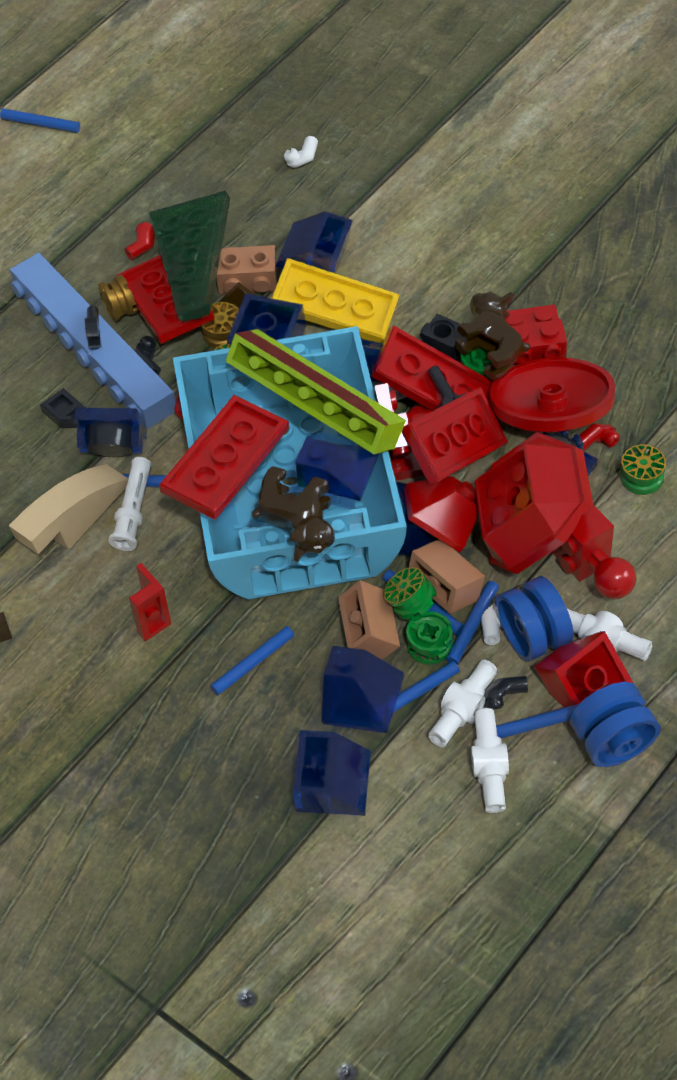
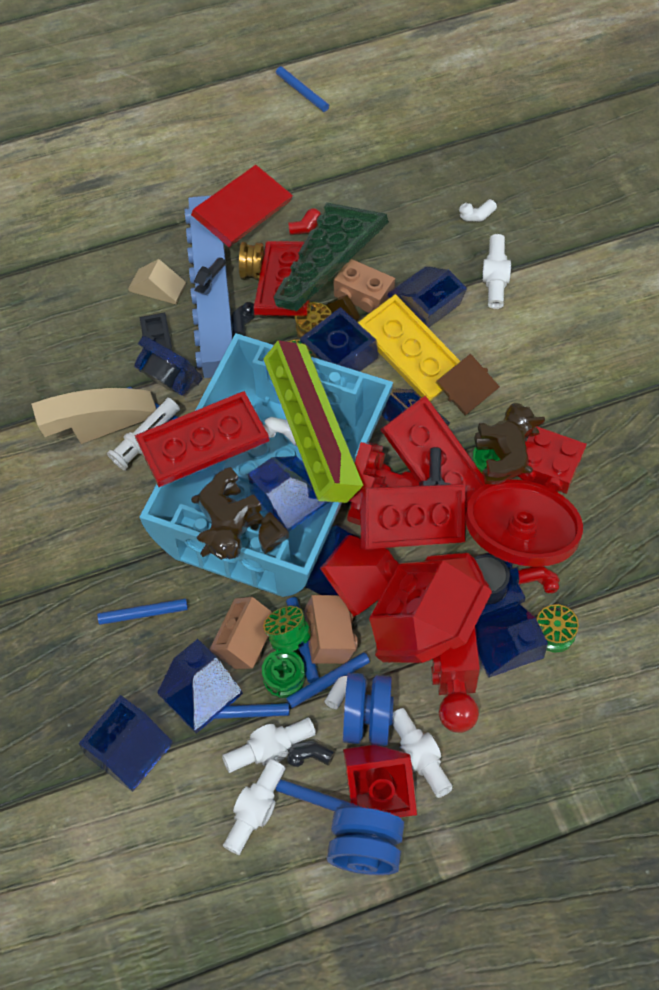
camera: 30 degrees right, 5 degrees up
(32, 364) = (158, 282): none -> tan slope
(70, 251) = (241, 205): none -> red tile
(149, 605) = (92, 525): red panel -> none
(293, 413) = (274, 425): none -> white arm
(347, 507) = (271, 533): none -> dark brown tile
(362, 197) = (496, 271): none -> white pin
(408, 307) = (467, 384): none -> reddish brown piece
(442, 335) = (470, 415): black brick -> none
(619, 494) = (509, 640): none -> clear blue slope

